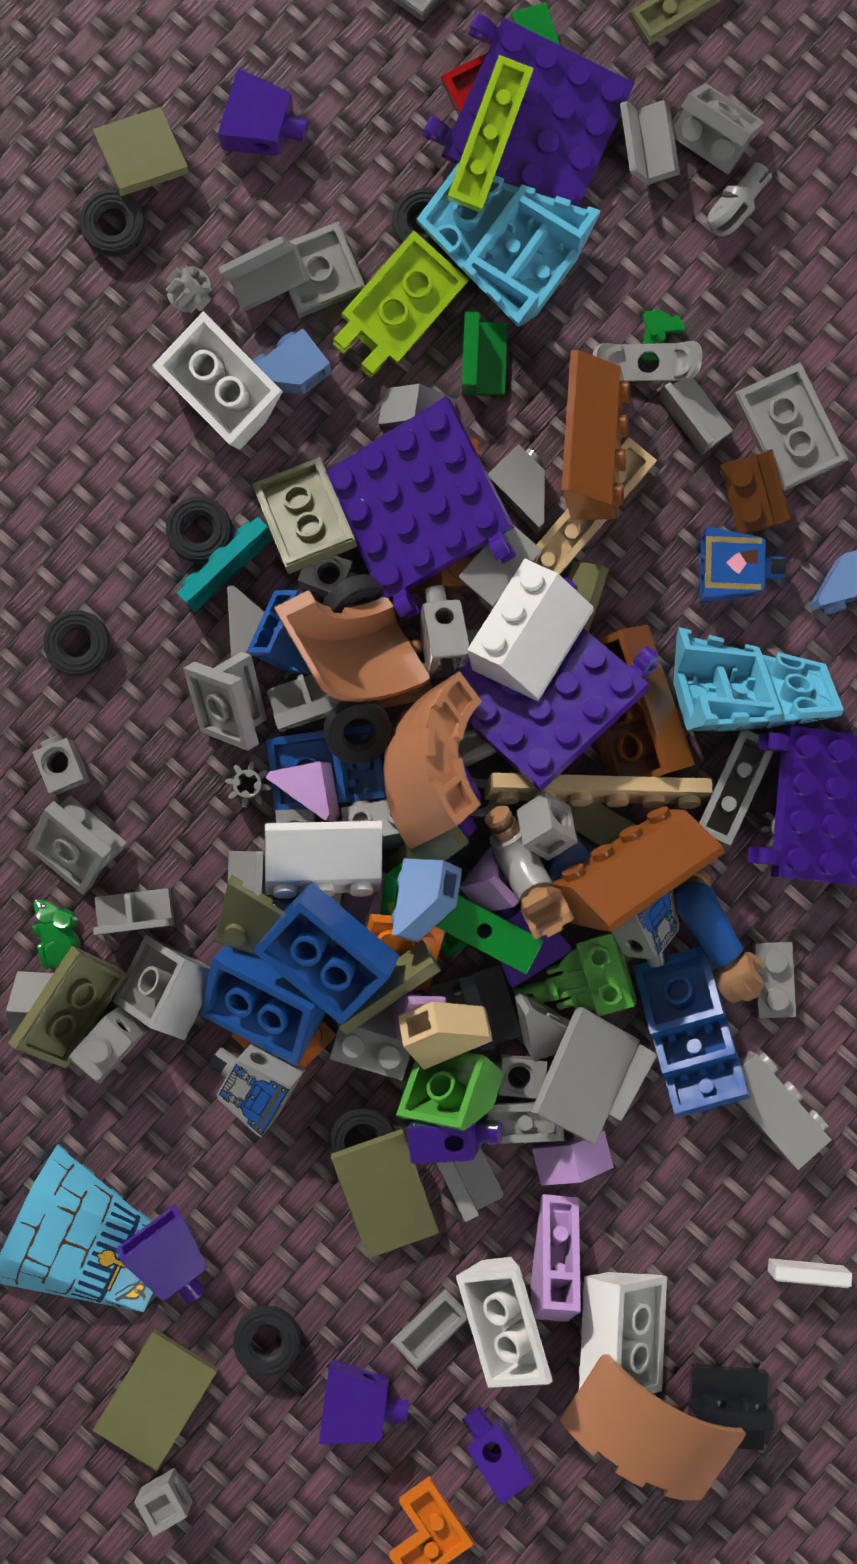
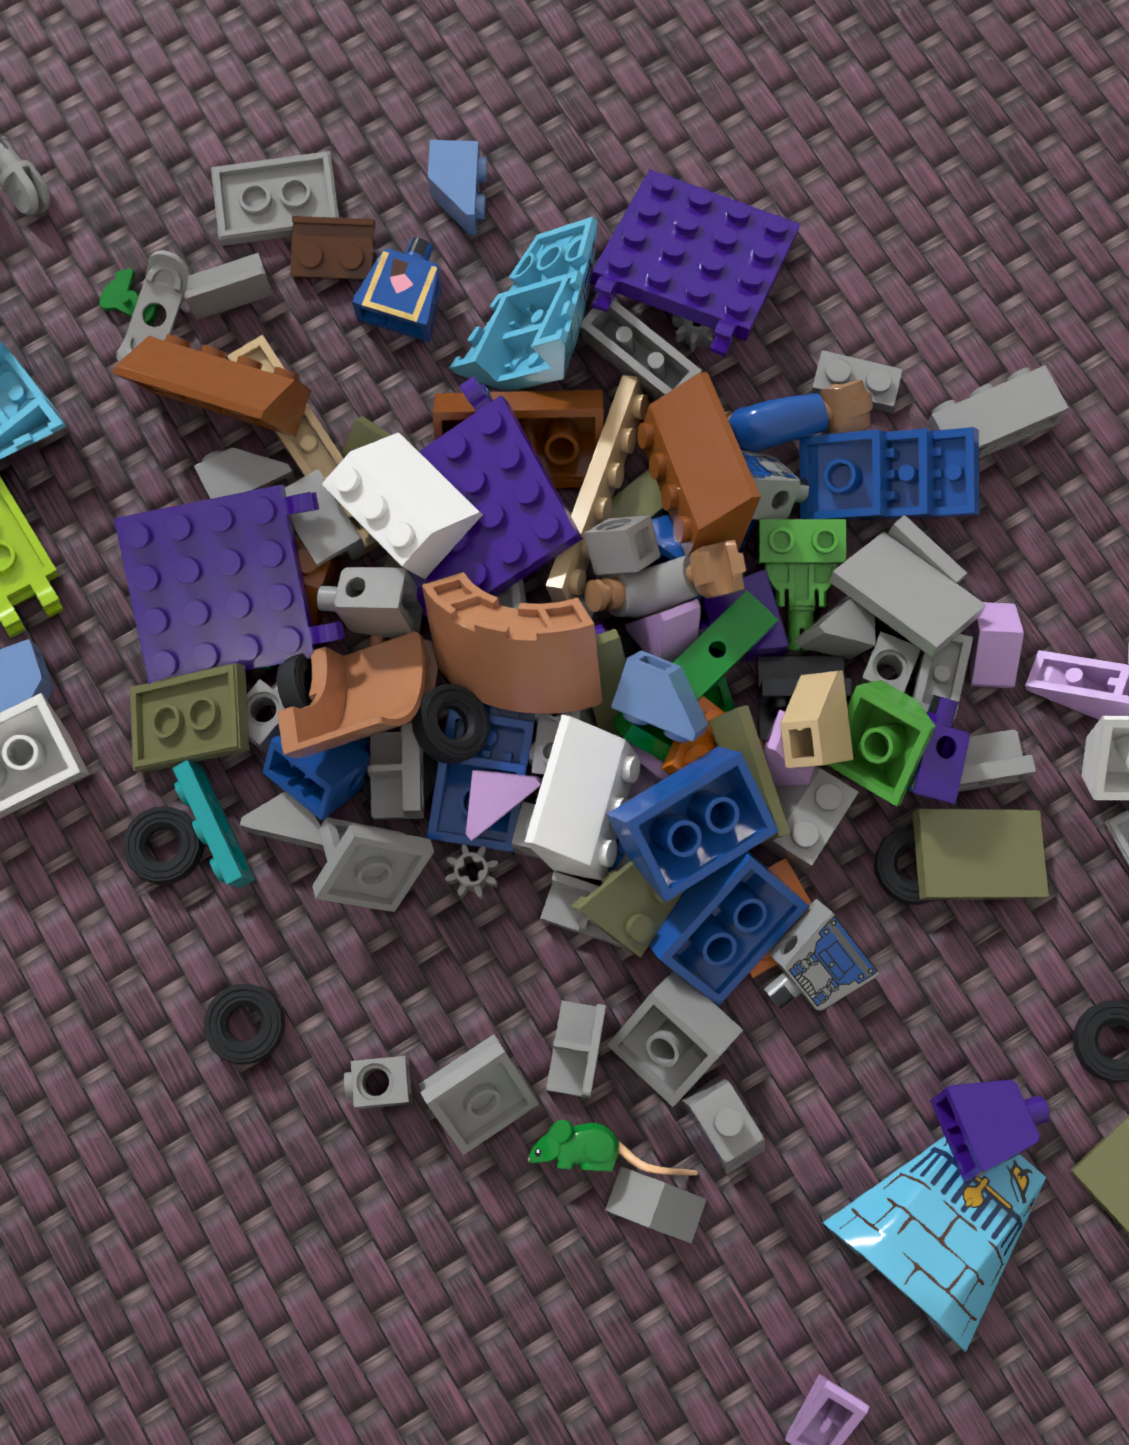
camera: 65 degrees left, 10 degrees down
(68, 1007) = (667, 1154): olive tile -> none
(405, 402) = (105, 576): light grey slope -> none
(483, 357) = (84, 483): green panel -> none

